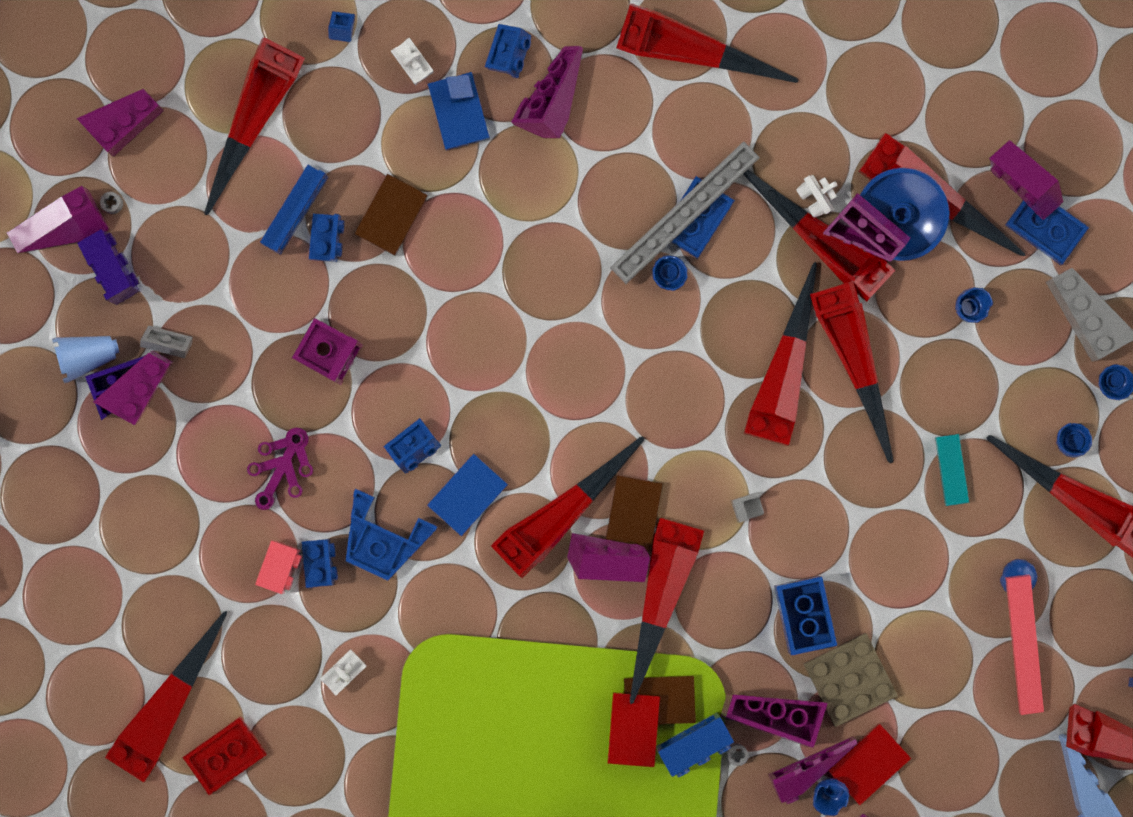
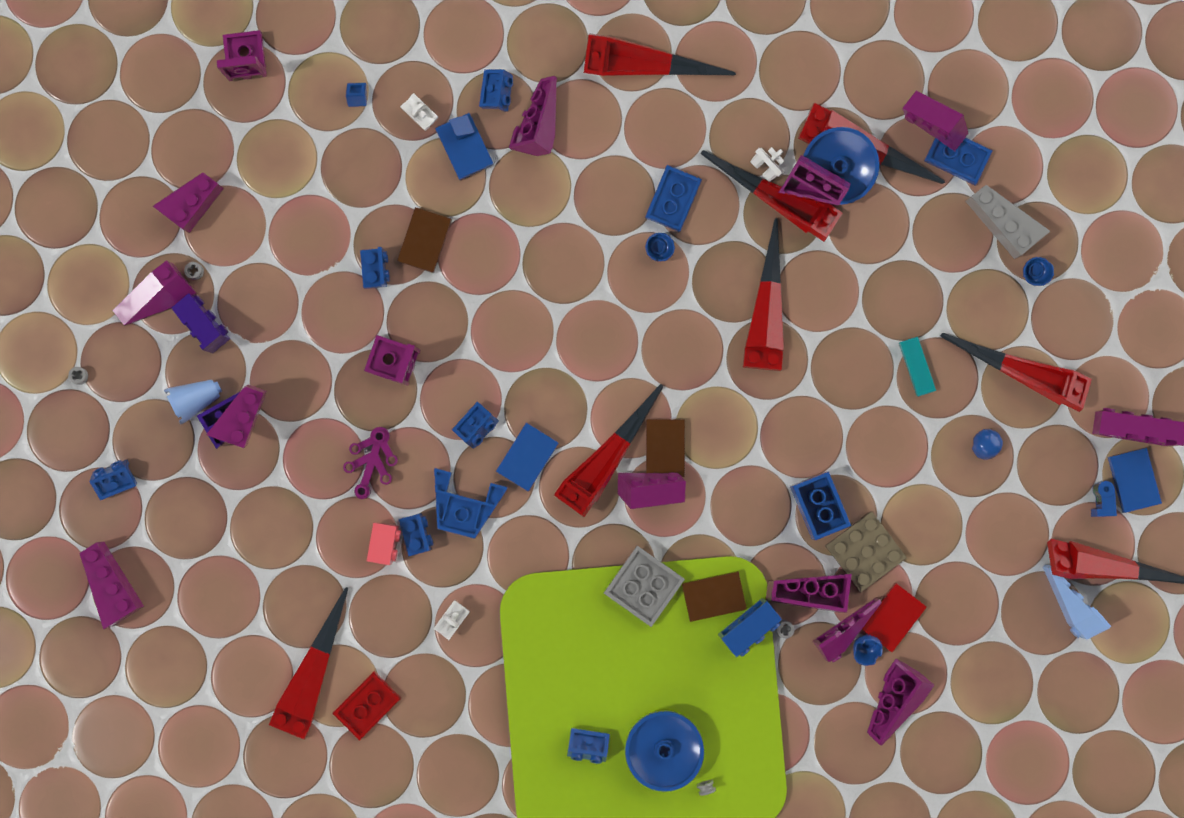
camera: 15 degrees left, 0 degrees up
(166, 341) = (258, 376): light grey plate -> none
(265, 85) = (302, 153): red plate -> none
(294, 209) = (344, 249): blue fence -> none
(578, 673) = (644, 586): none -> light grey plate
(633, 730) = (697, 624): red tile -> none
(671, 560) = (703, 481): red plate -> none
(684, 212) = (663, 196): light grey tile -> none
(747, 507) = (757, 426): light grey panel -> none
(846, 327) = (811, 266): red plate -> none
(973, 305) = (911, 229): blue hair -> none
(1024, 644) = (1002, 497): coral tile -> none
(1074, 440) = (1012, 324): blue hair -> none

